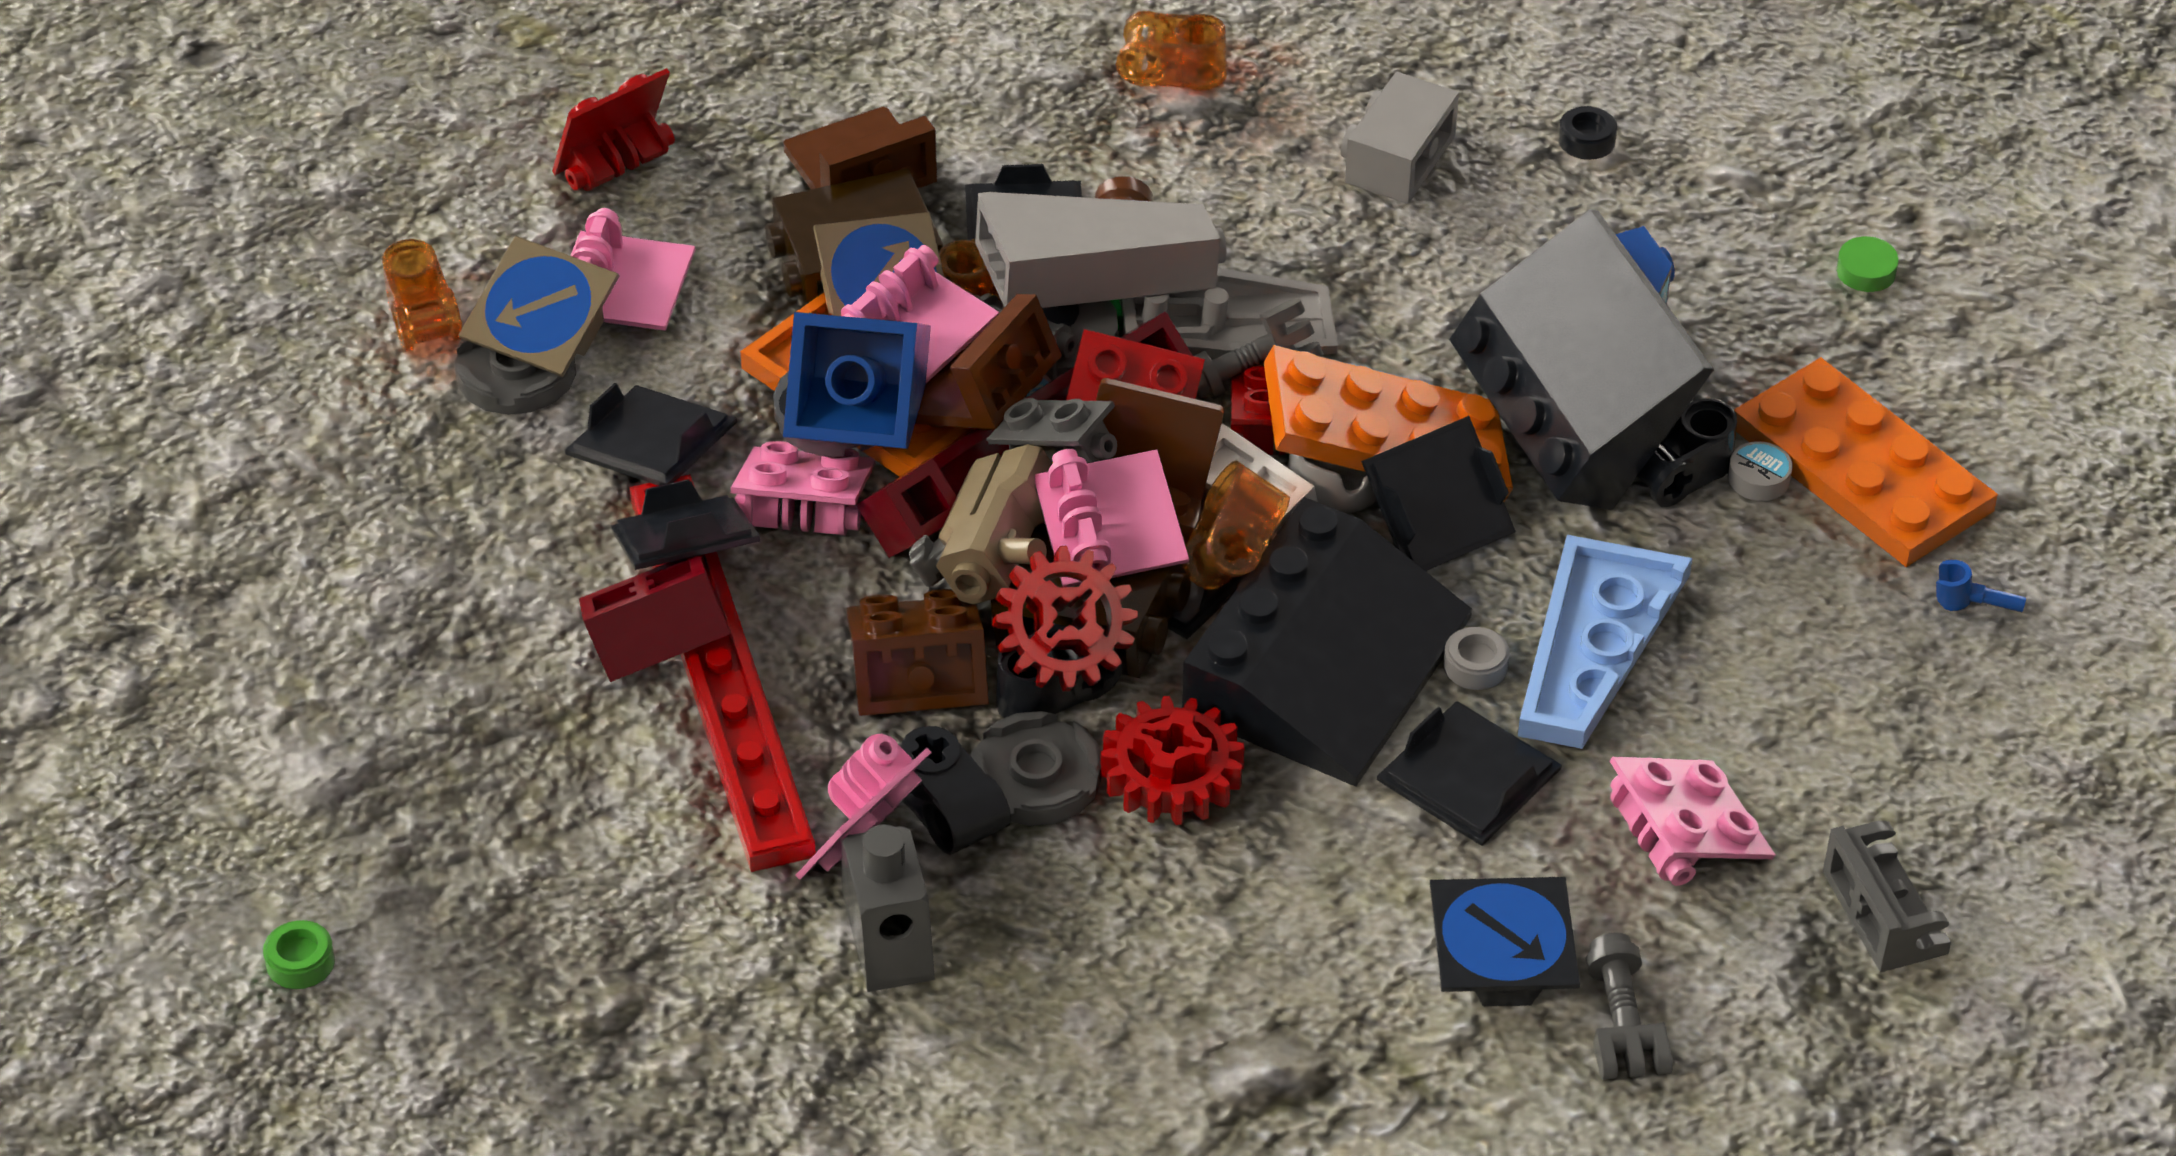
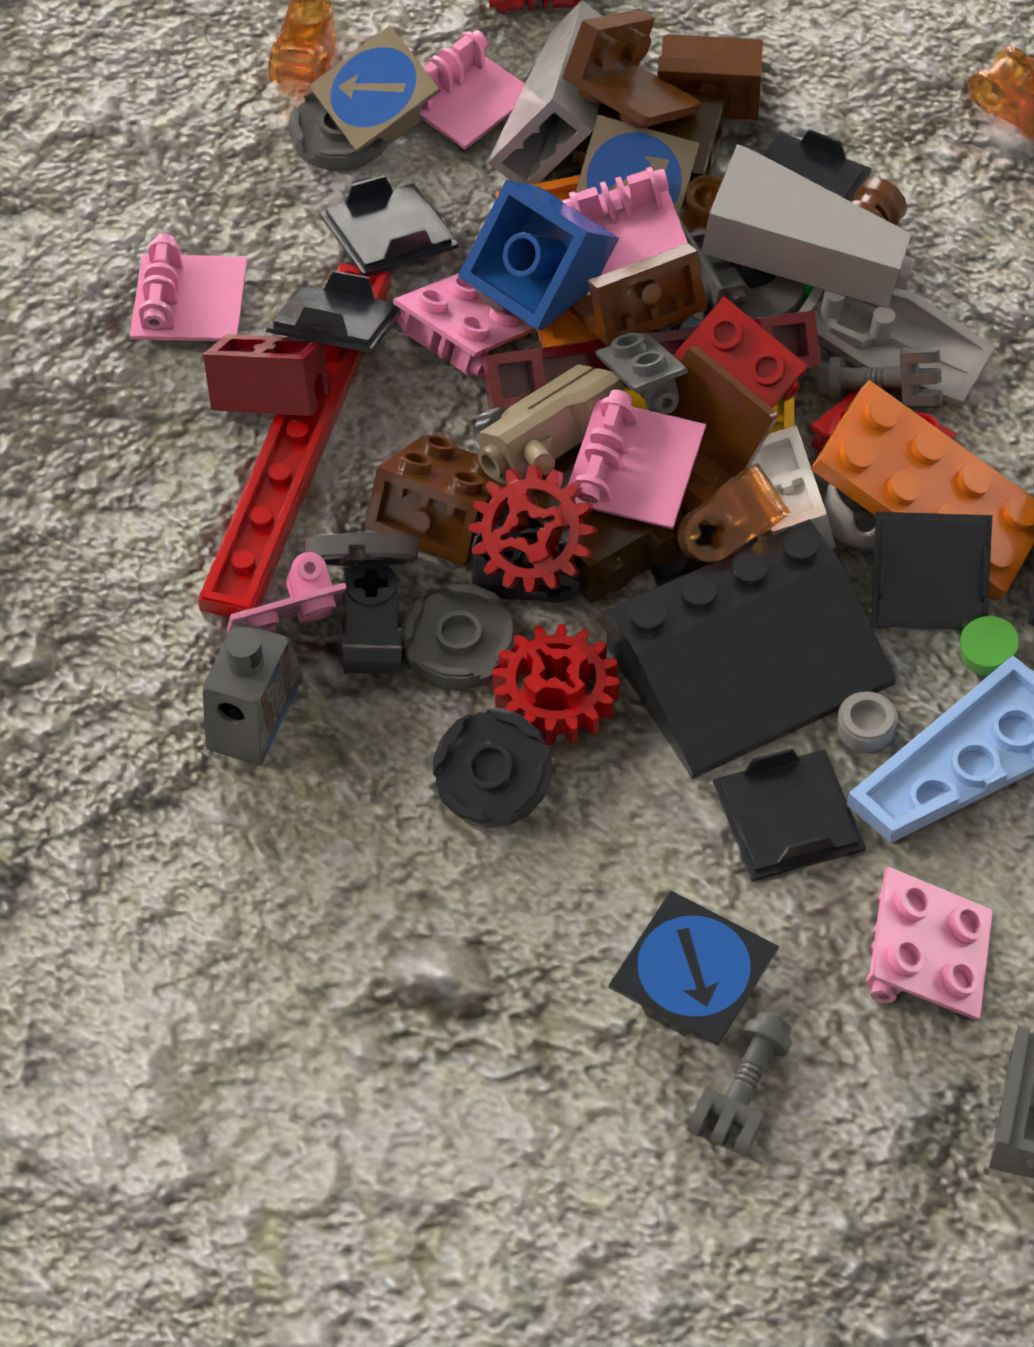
camera: 35 degrees right, 10 degrees up
(491, 587) = (187, 294): none -> bright pink hinge
(738, 238) = (549, 113): none -> light grey slope
(793, 191) = (609, 72): none -> reddish brown bracket
(896, 720) = (355, 548): none -> dark grey tile
(1175, 860) = (492, 768): none -> black tile
(1533, 541) = (988, 644): none -> bright green tile

